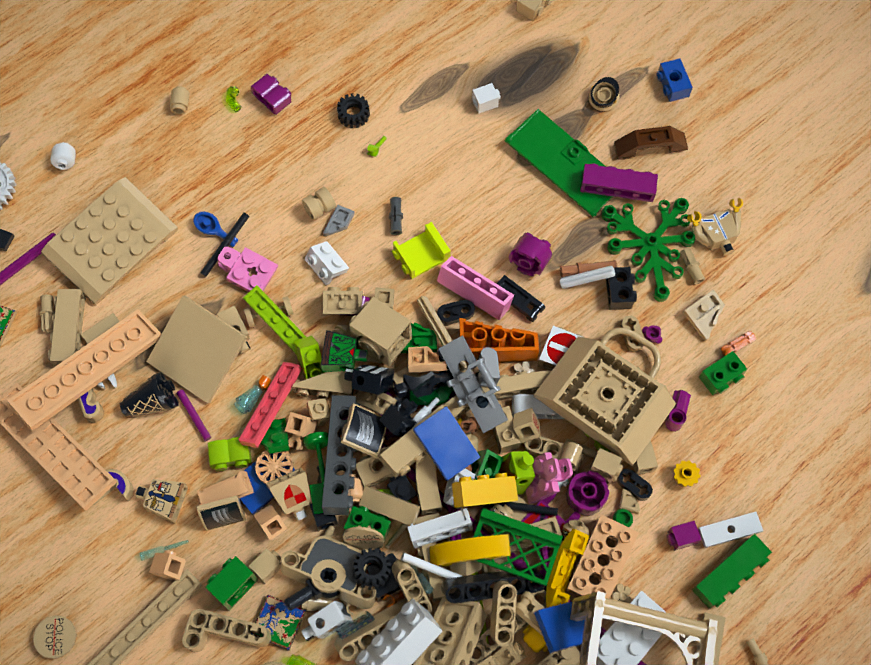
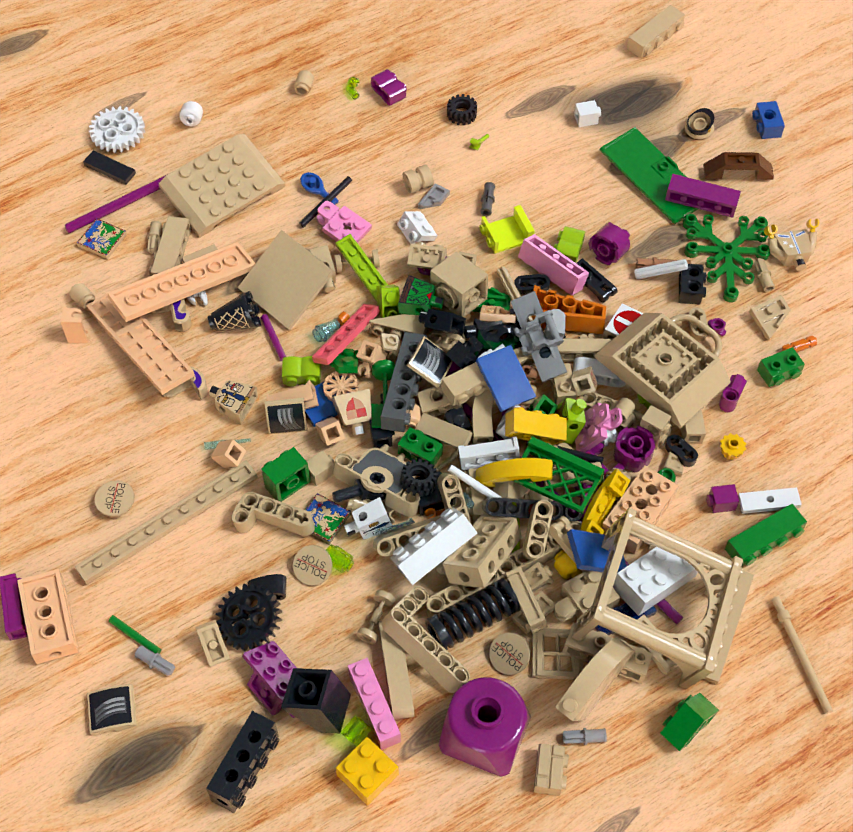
camera: 10 degrees right, 10 degrees down
(363, 537) = (414, 448): tan piece -> none
(489, 259) = (570, 242): none -> lime brick

